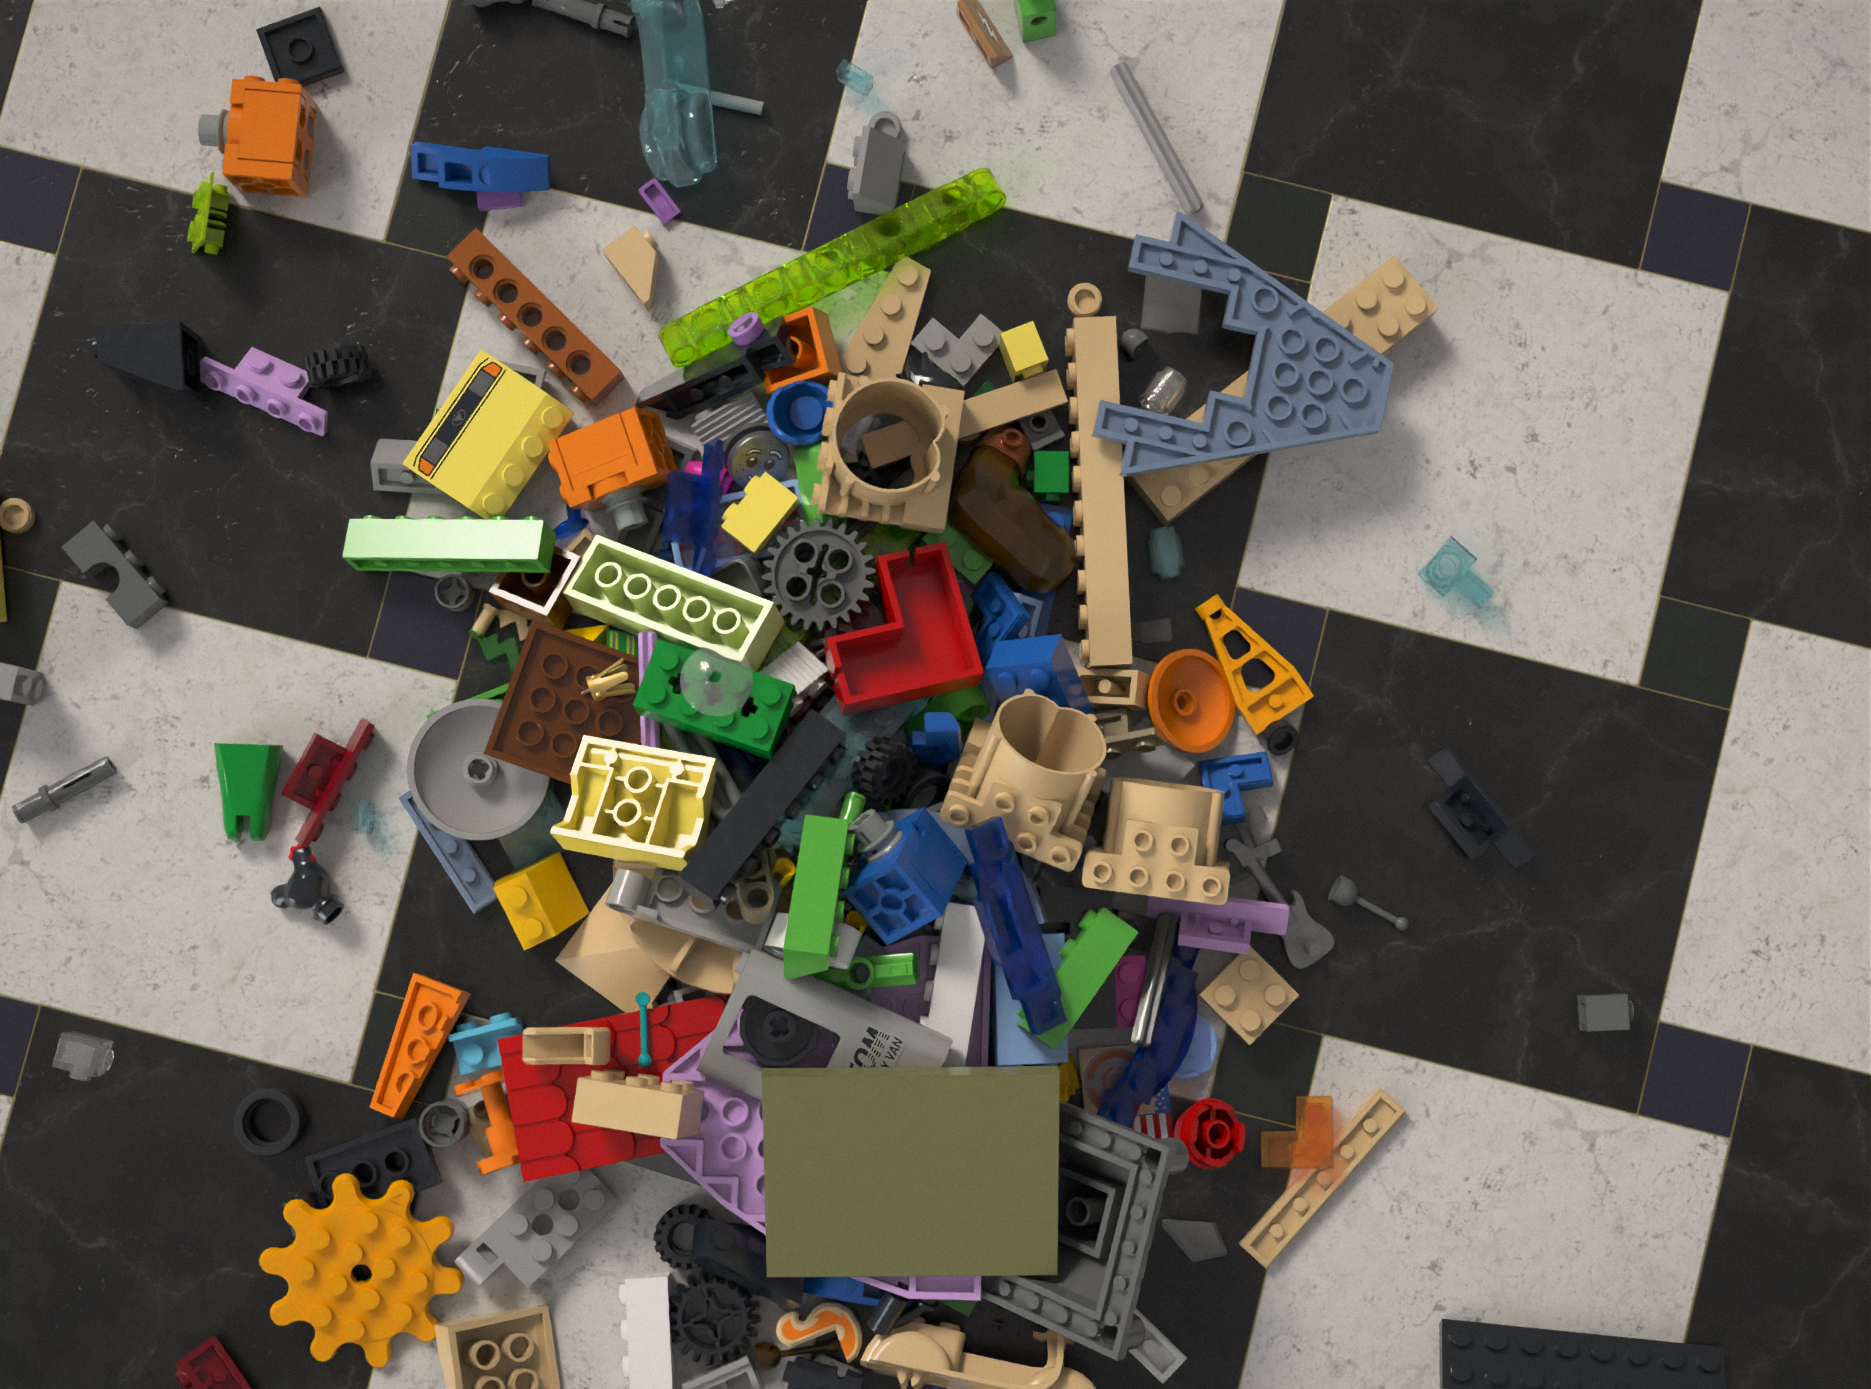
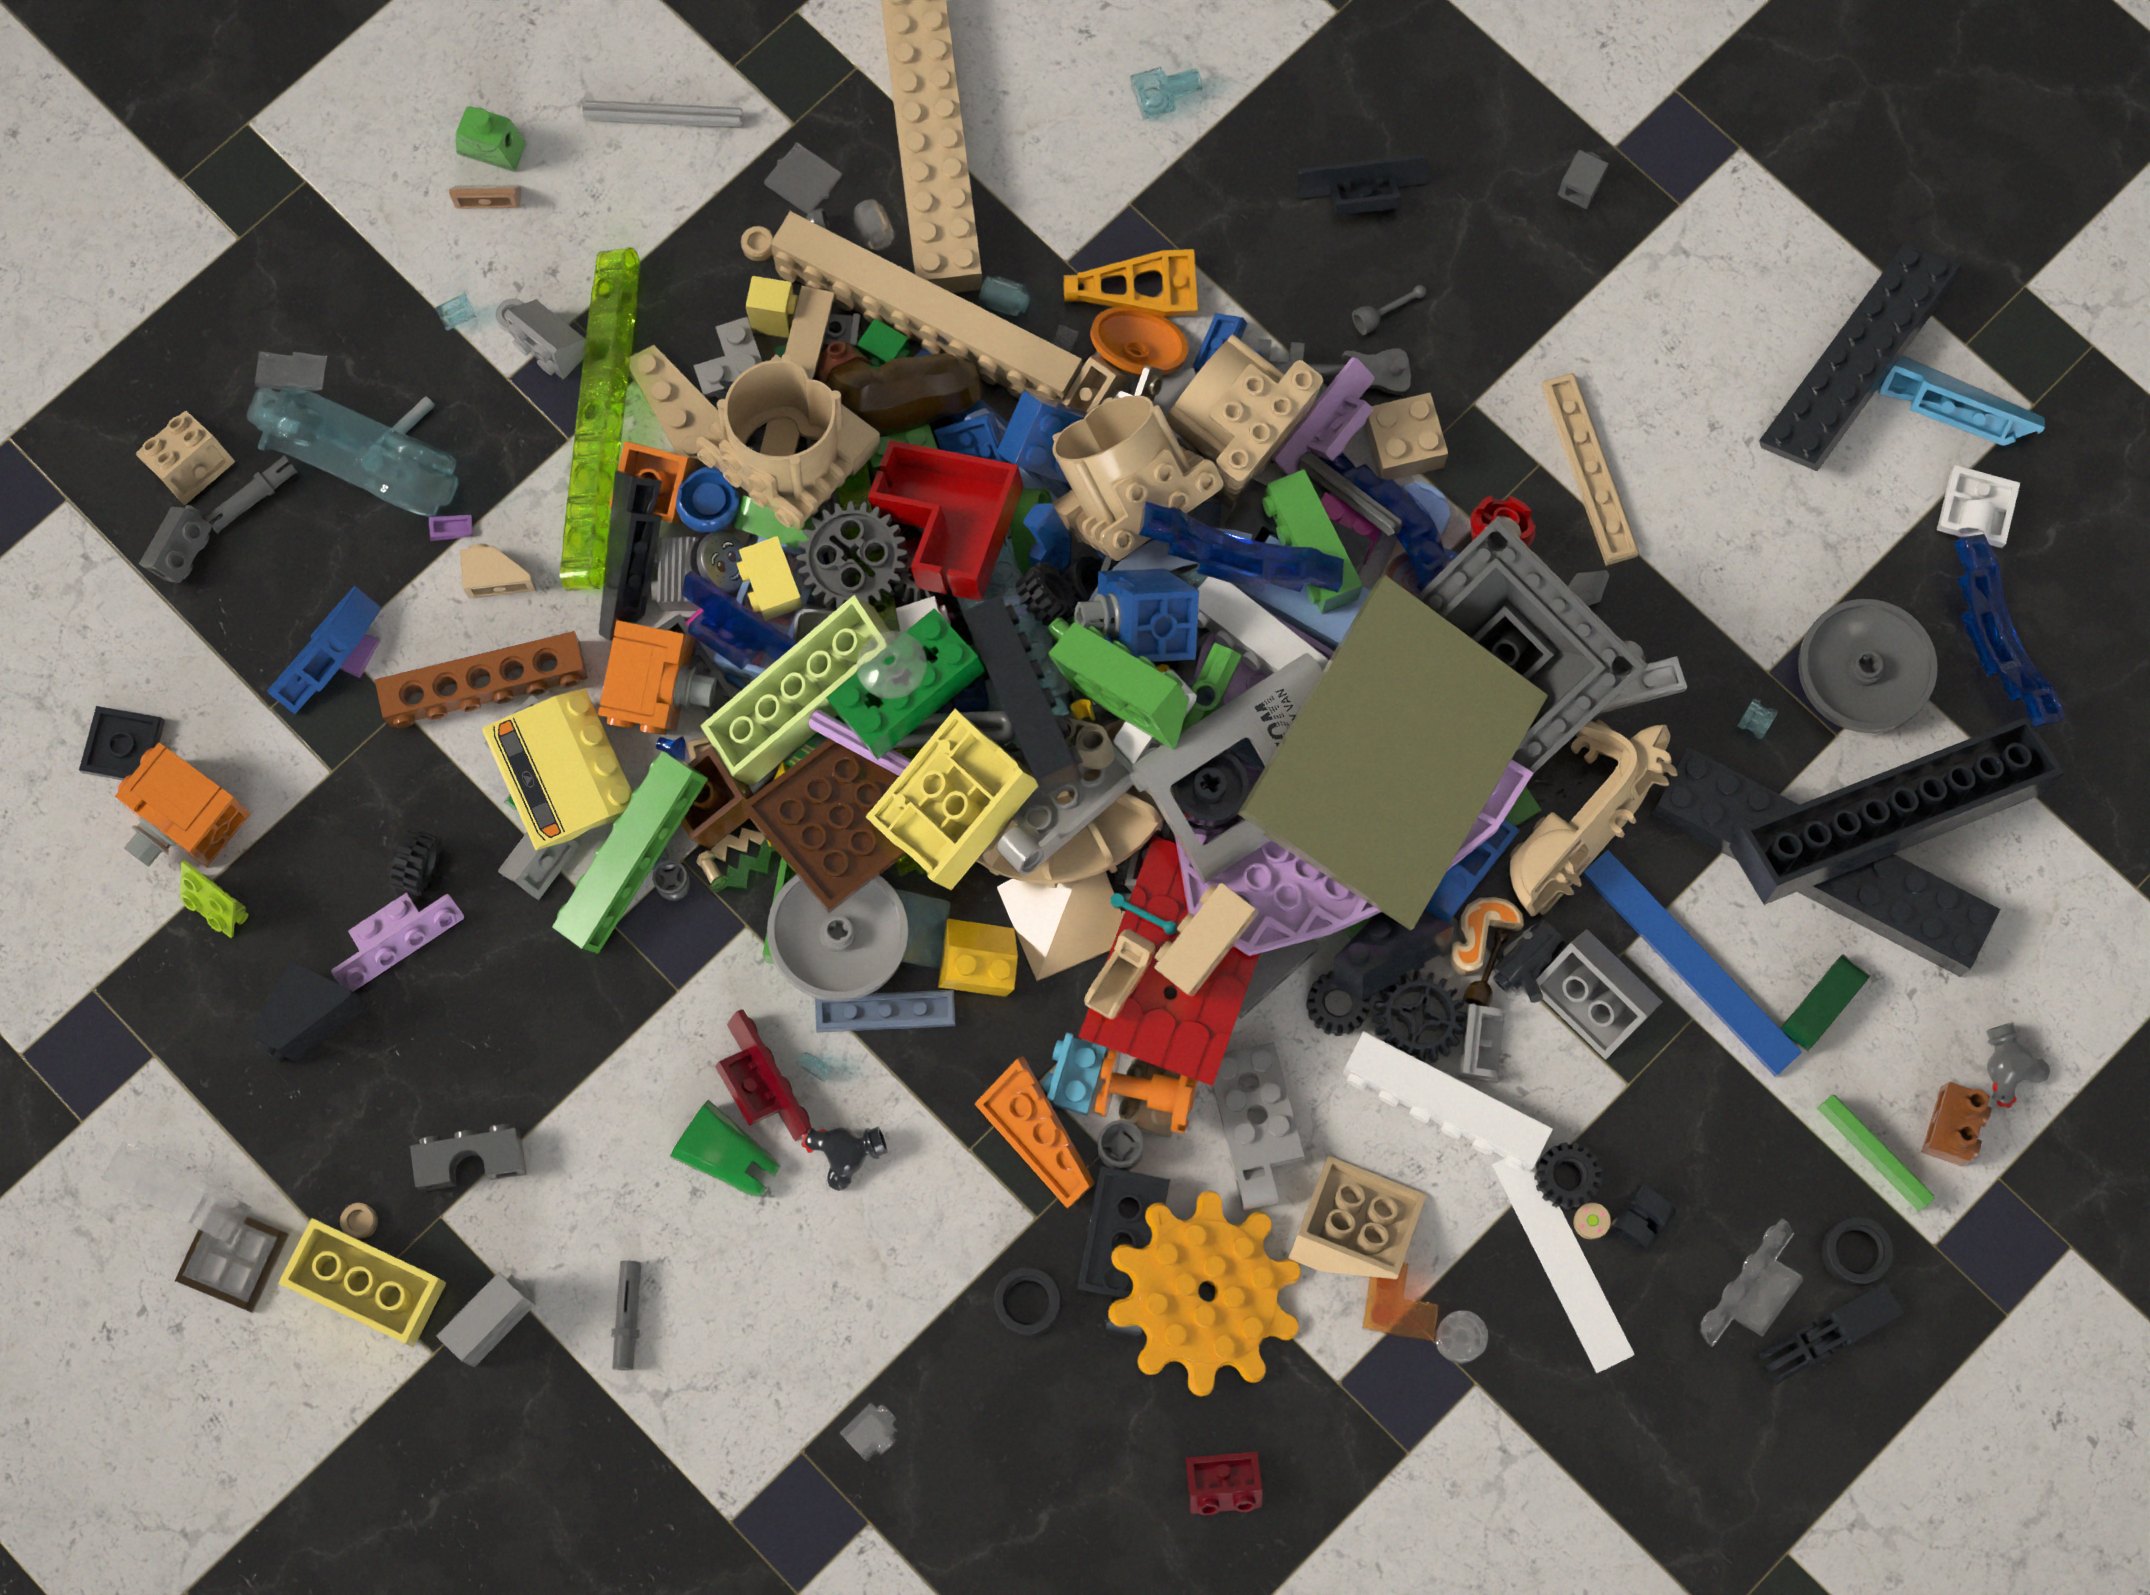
camera: 60 degrees left, 10 degrees down
(605, 683) = (833, 774): pearl gold piece -> none
(746, 329) = (608, 505): medium lavender tile -> none
(891, 1313) = (1500, 853): black plant -> none
(1279, 737) = (1211, 295): black tile -> none
(1303, 380) = (929, 96): sand blue wing -> none
(1309, 1145) = (1556, 458): clear orange plate -> none

